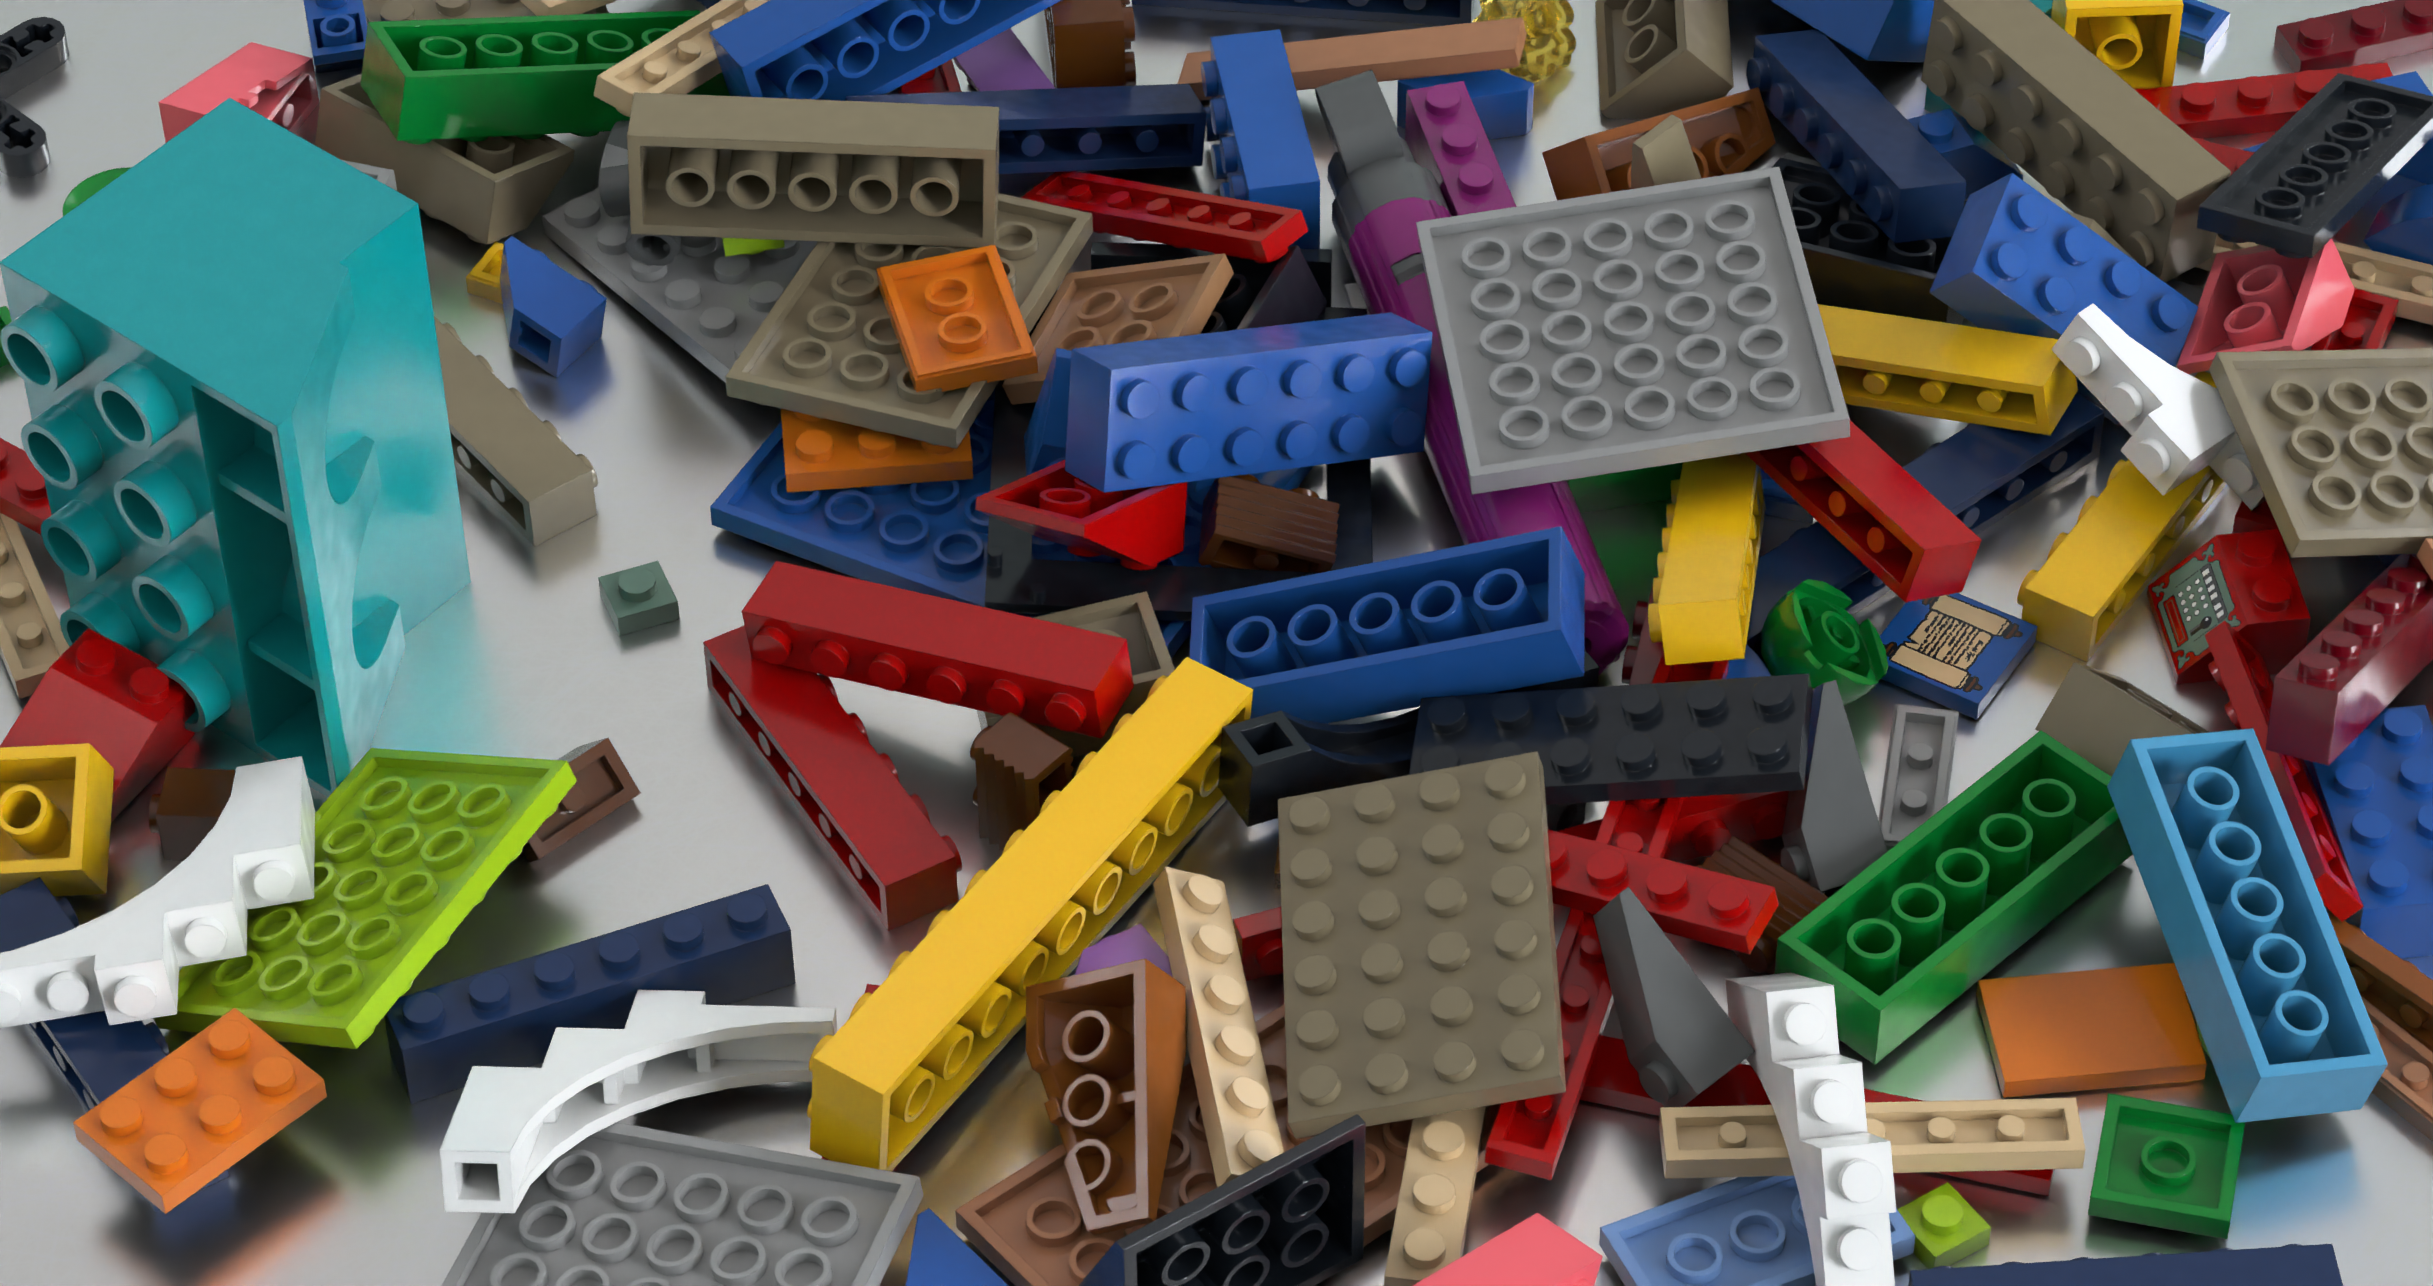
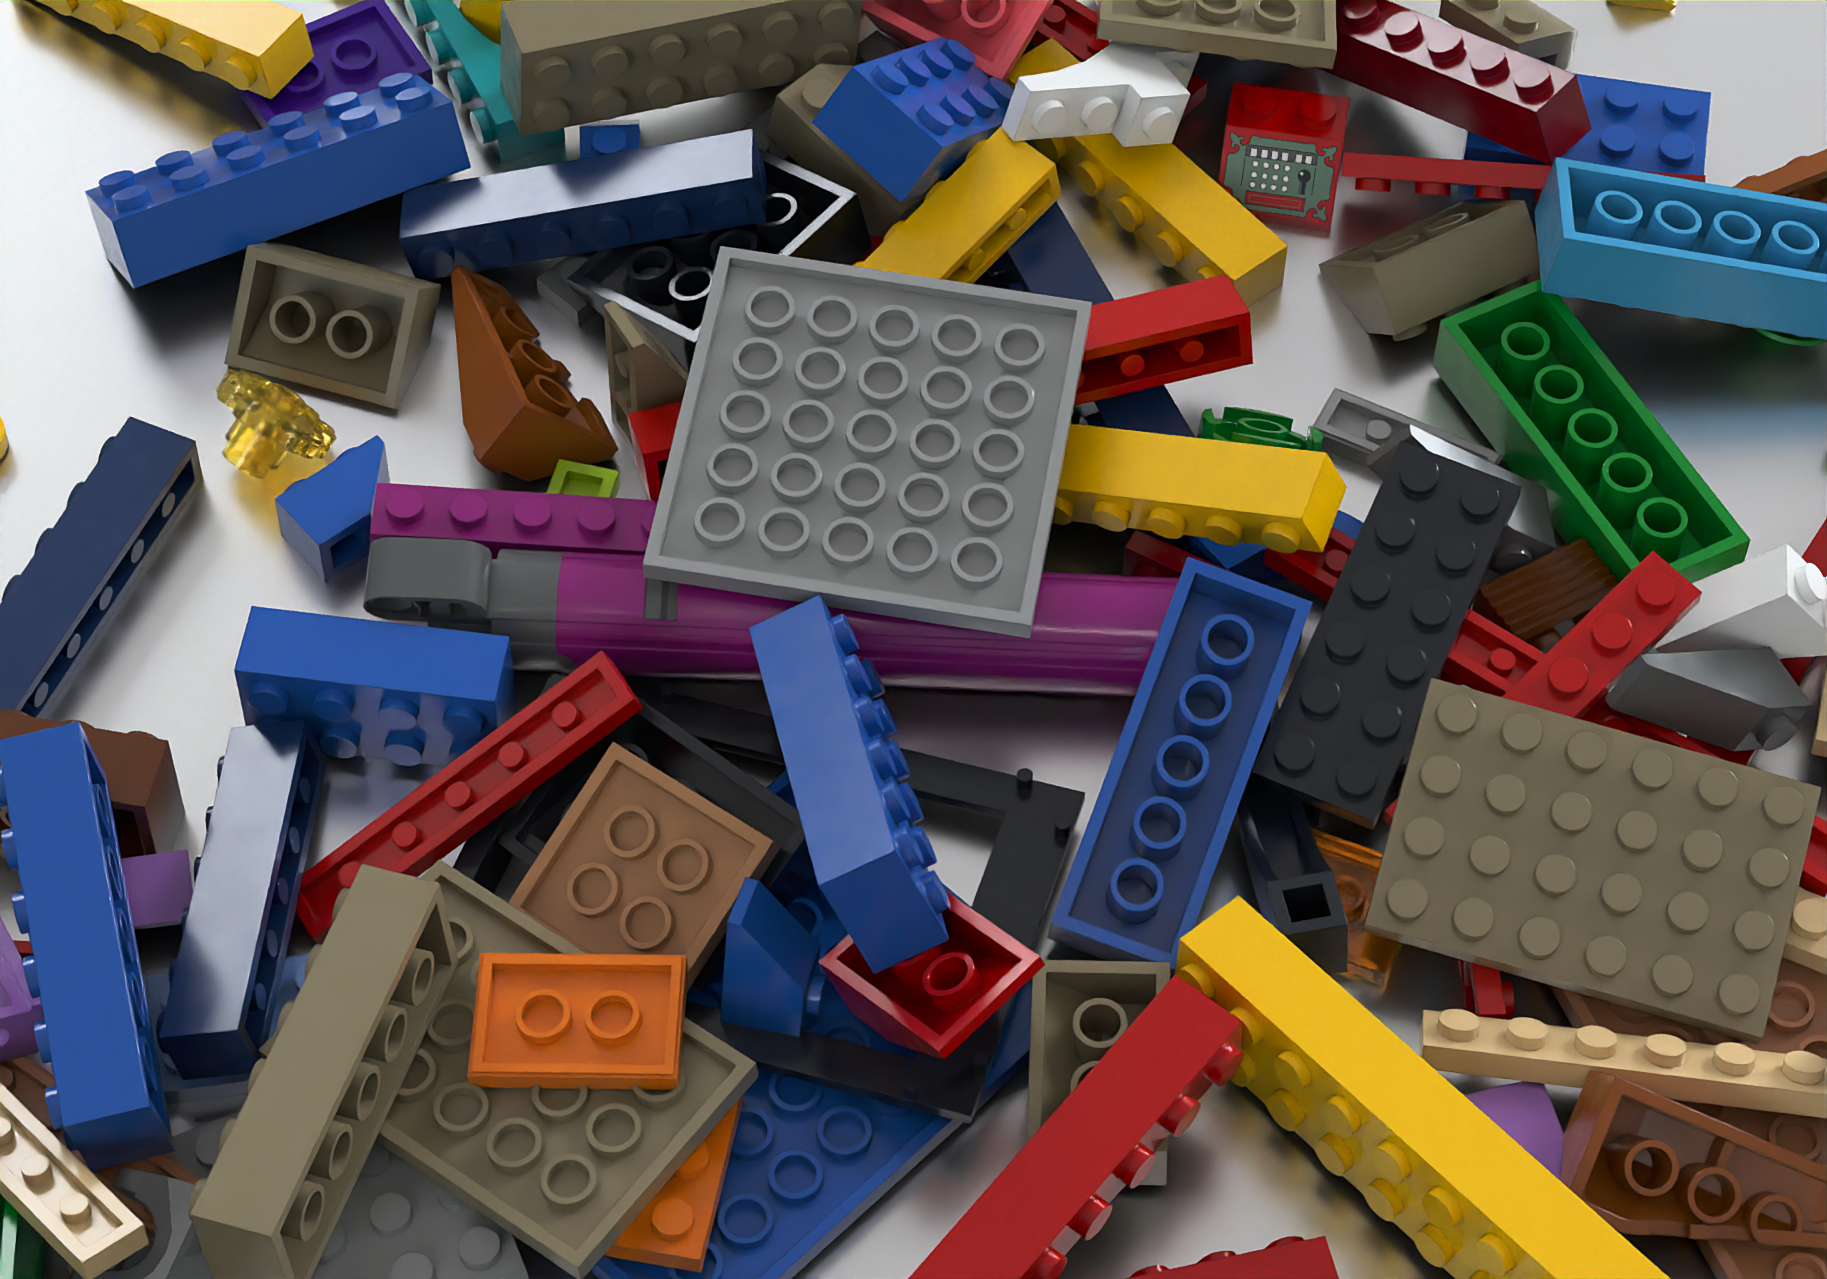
camera: 75 degrees left, 10 degrees up
(1015, 775) = (1247, 1151): reddish brown brick -> none
(1267, 527) = (961, 827): reddish brown brick -> none
(1393, 54) = (262, 573): nougat tile -> none
(1955, 650) = (1276, 382): tile -> none
(2090, 1030) = (1739, 417): orange tile -> none

